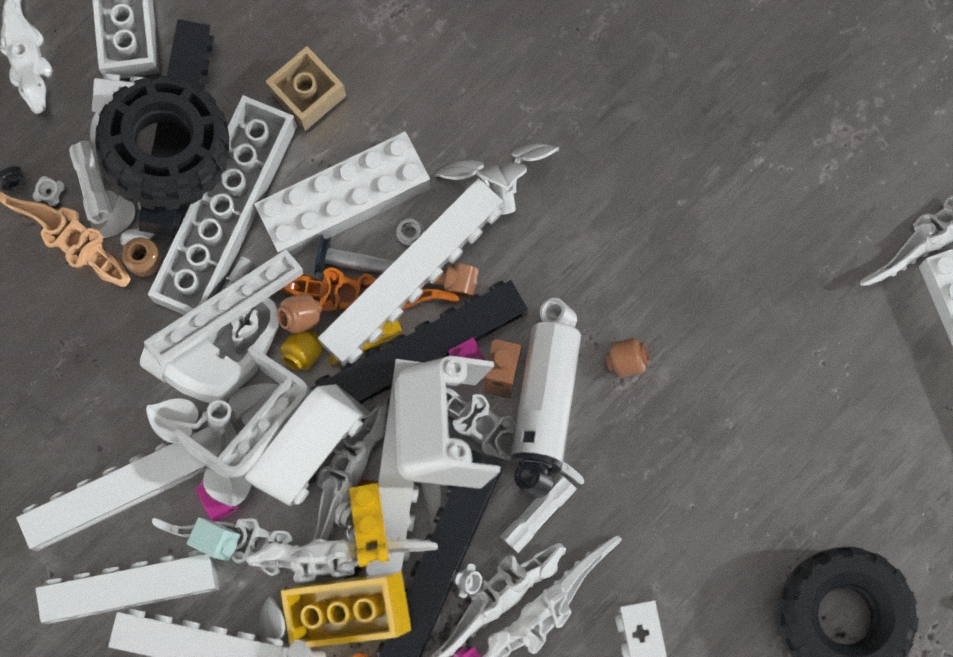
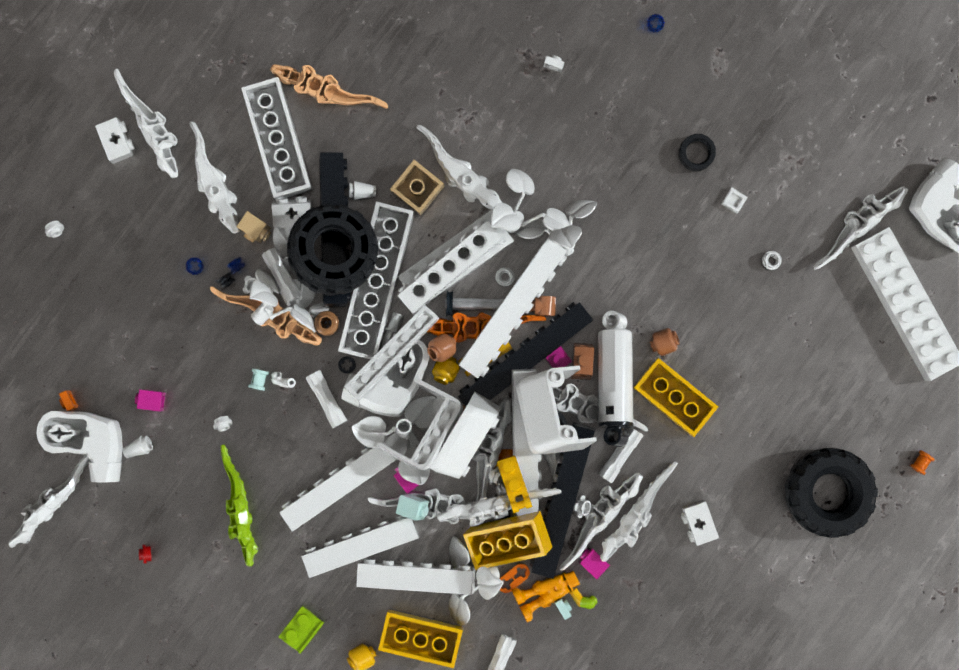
camera: 10 degrees left, 10 degrees up
(28, 322) = (258, 379): none -> light aqua bush
(30, 158) = (236, 265): none -> clear blue bush
(55, 186) = (263, 291): none -> white plant
(57, 329) = (283, 382): none -> white arm
(64, 108) = (254, 228): none -> tan brick
(126, 384) = (320, 388): none -> white axle
(155, 316) = (342, 361): none -> black bush
(227, 83) = (361, 190): none -> white cone
(322, 212) = (491, 239): none -> white brick
(372, 84) = (459, 174): none -> white animal
(434, 150) = (506, 218): none -> white plant
(631, 438) = (675, 397): none -> yellow brick
(714, 80) = (711, 152): none -> black tyre
(757, 175) = (734, 200): none -> white tile
(806, 260) = (777, 258): none -> white plate

